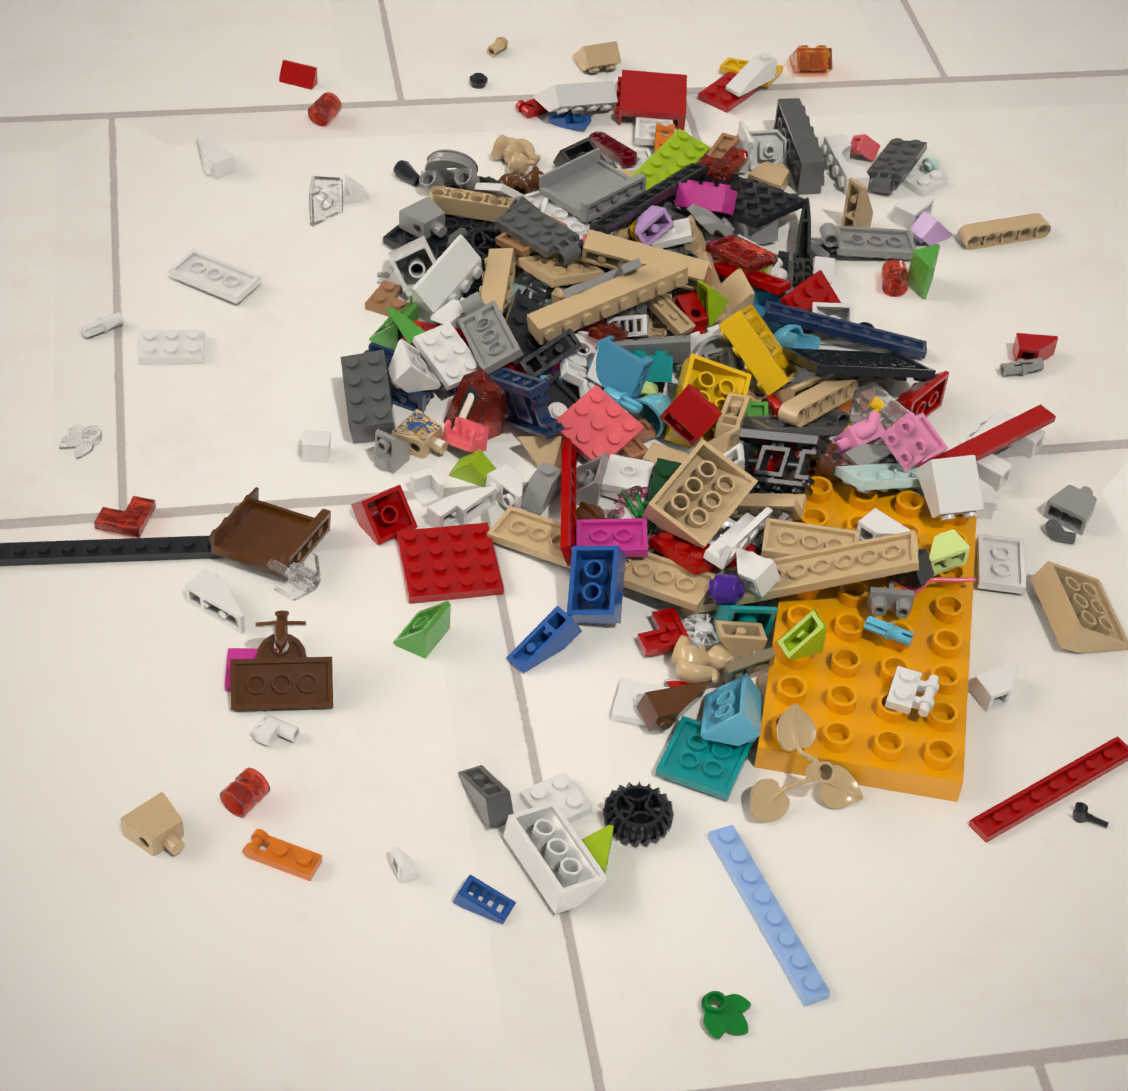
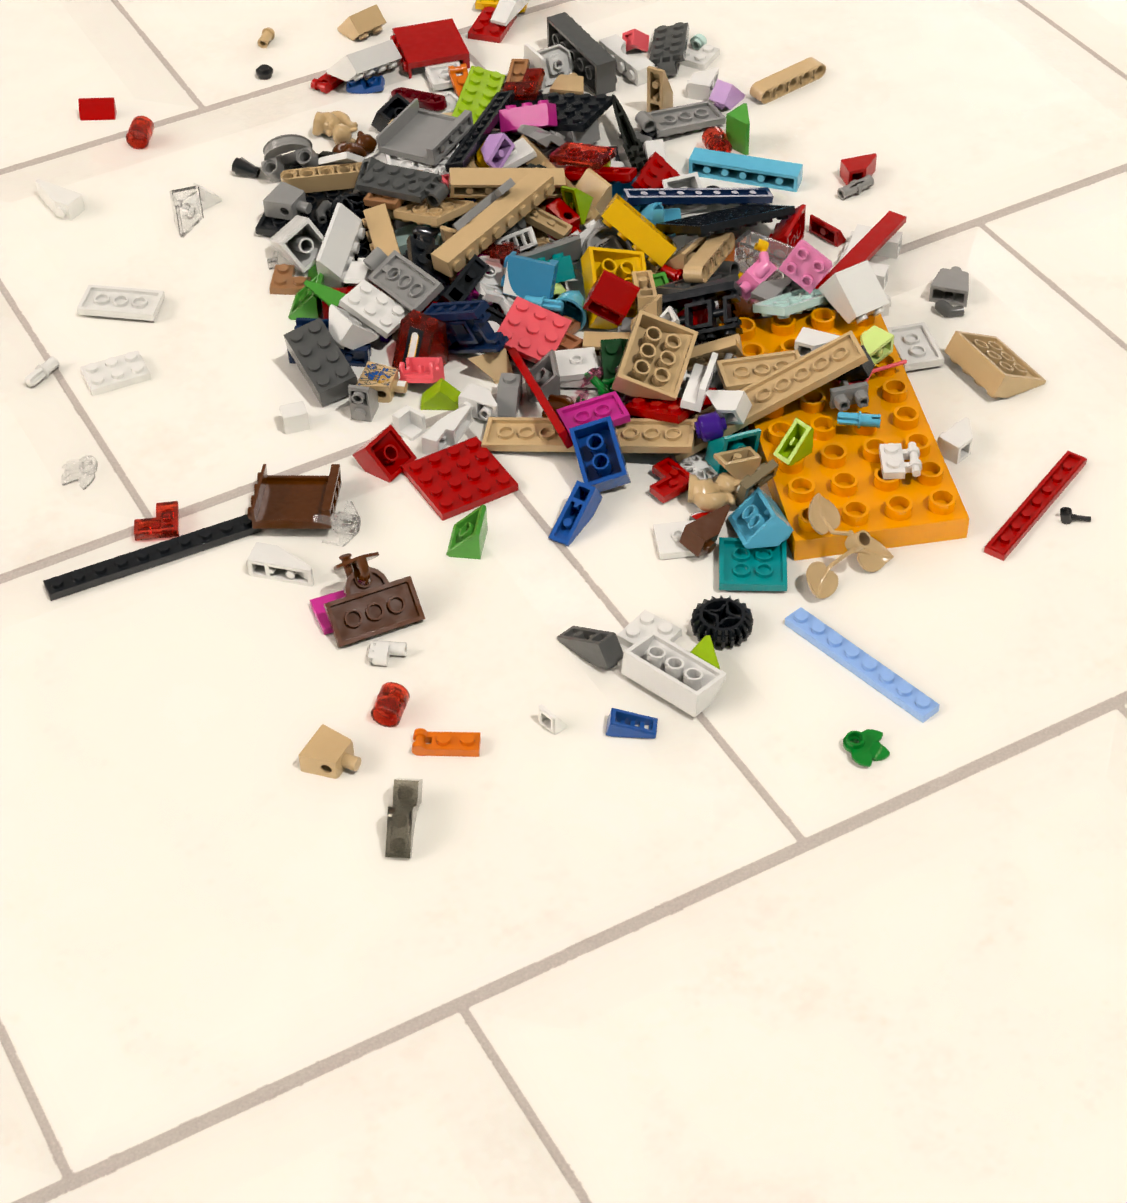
camera: 15 degrees left, 0 degrees up
(187, 924) = (402, 817): none -> clear smoke arch
(912, 315) = (746, 169): none -> medium azure brick
(965, 407) = (826, 231): none -> red slope

